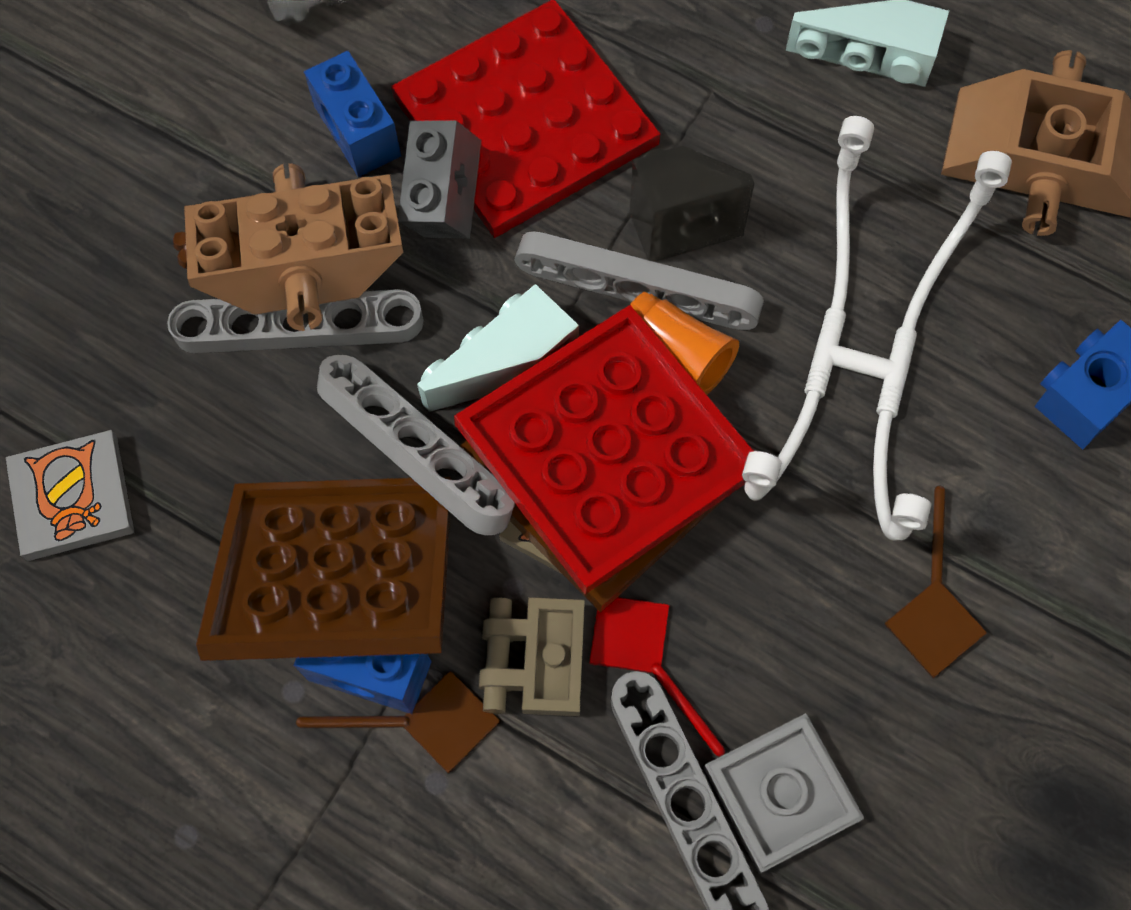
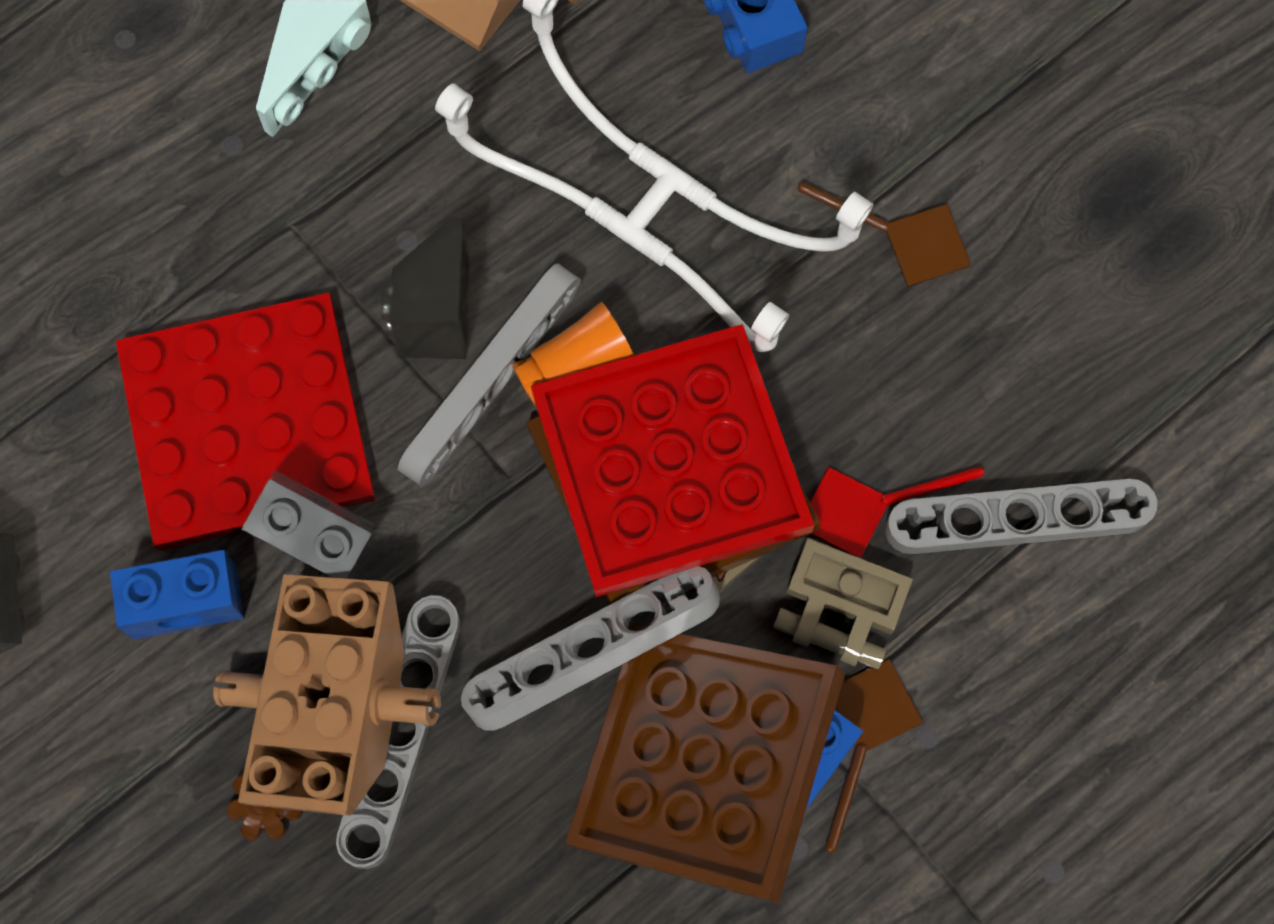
camera: 75 degrees left, 5 degrees up
(492, 355) = (521, 513): light aqua slope -> none
(782, 793) = (1033, 431): light grey tile -> none

